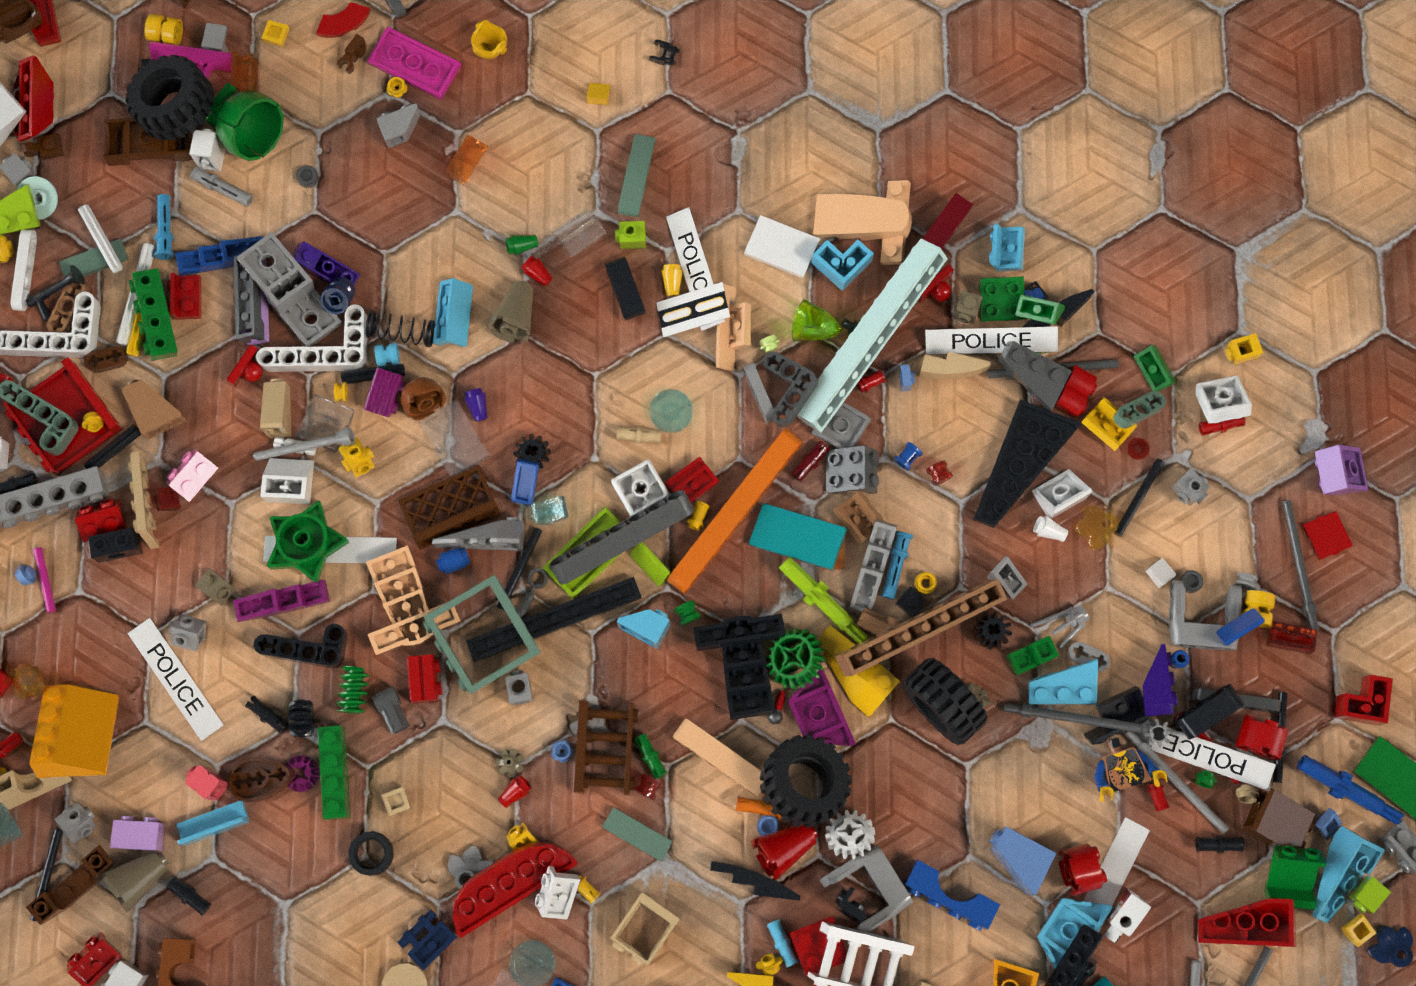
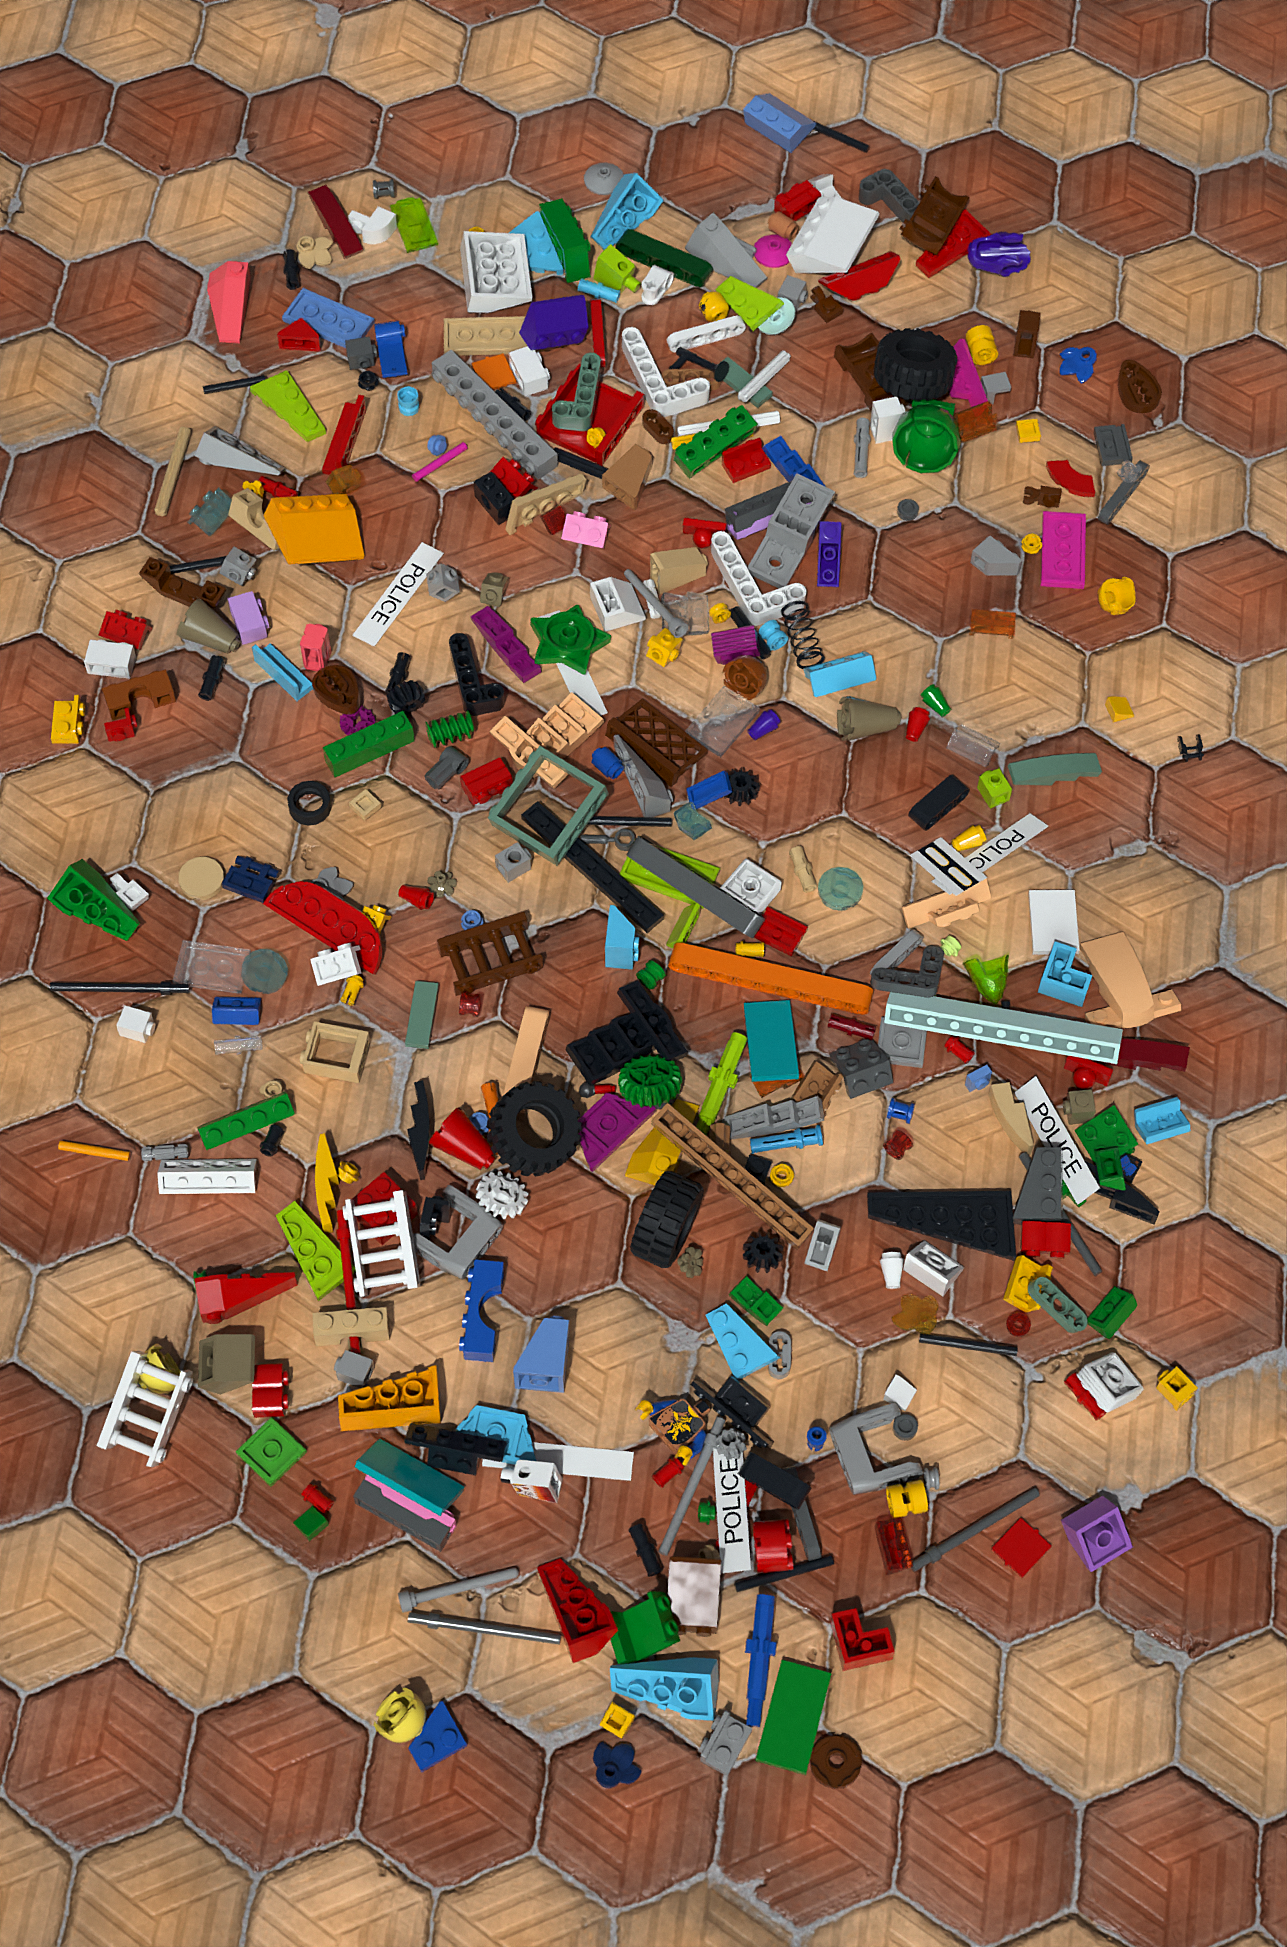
camera: 65 degrees right, 15 degrees down
(163, 236) = (791, 423): dark azure pin -> none
(338, 295) = (806, 572): dark blue wheel -> none
(650, 756) = (499, 996): green pin -> none
(782, 943) = (384, 1165): medium azure pin -> none
(1028, 711) = (698, 1316): dark grey bar -> none
(1076, 617) = (814, 1325): light grey plant -> none
(1081, 869) = (560, 1417): red brick -> none
(1157, 686) = (779, 1422): dark purple slope -> none
(1191, 487) = (1001, 1386): light grey brick -> none
(1240, 626) = (874, 1479): blue slope -> none
(1328, 823) = (714, 1648): medium blue plate -> none
(1369, 895) = (656, 1716): lime brick -> none

